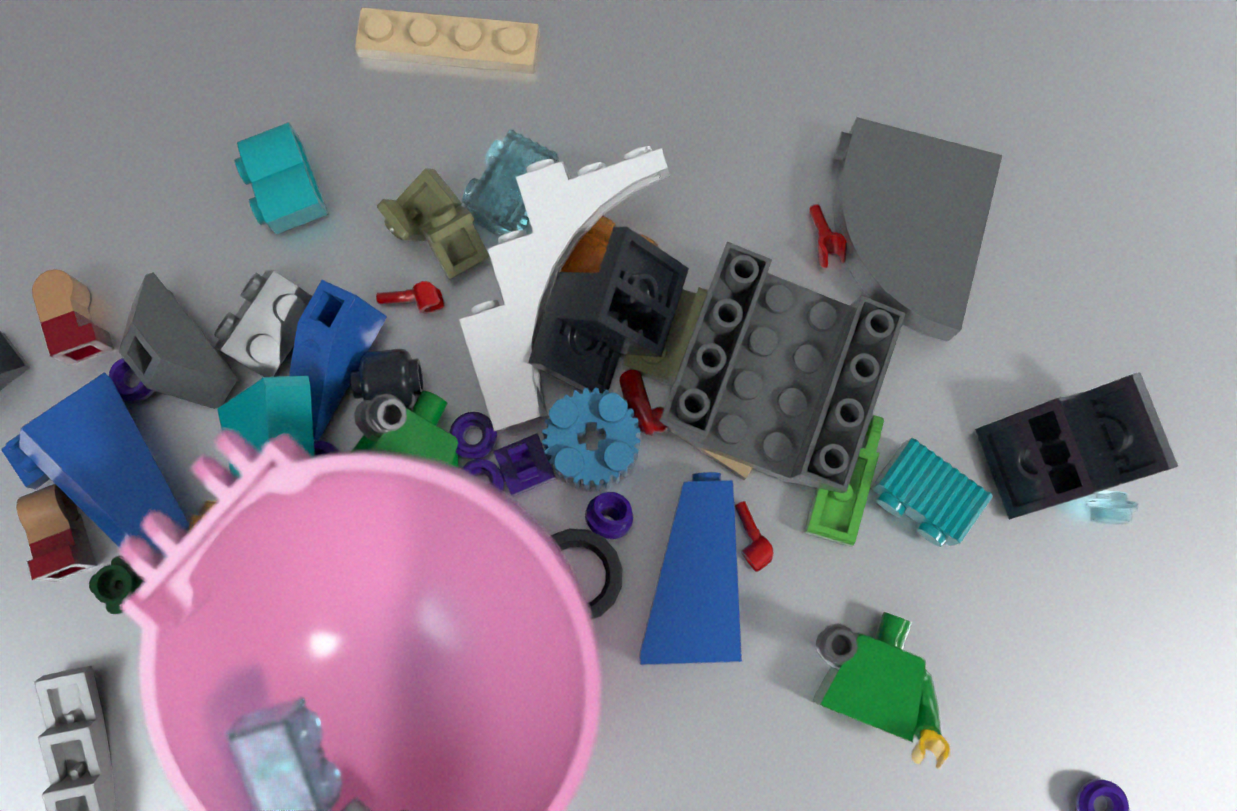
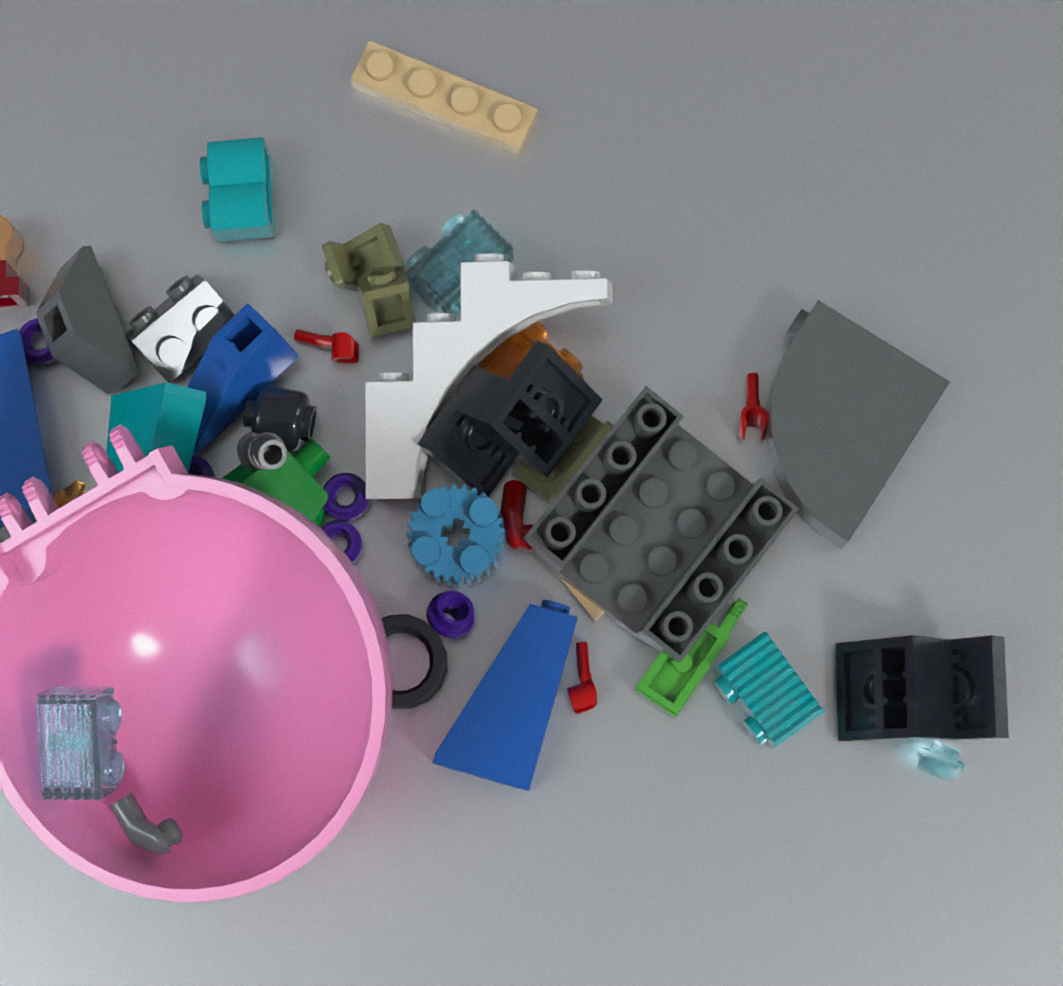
camera: 20 degrees right, 0 degrees up
(524, 465) = (385, 540): dark purple tile -> none
(882, 684) = (656, 854): green torso -> none

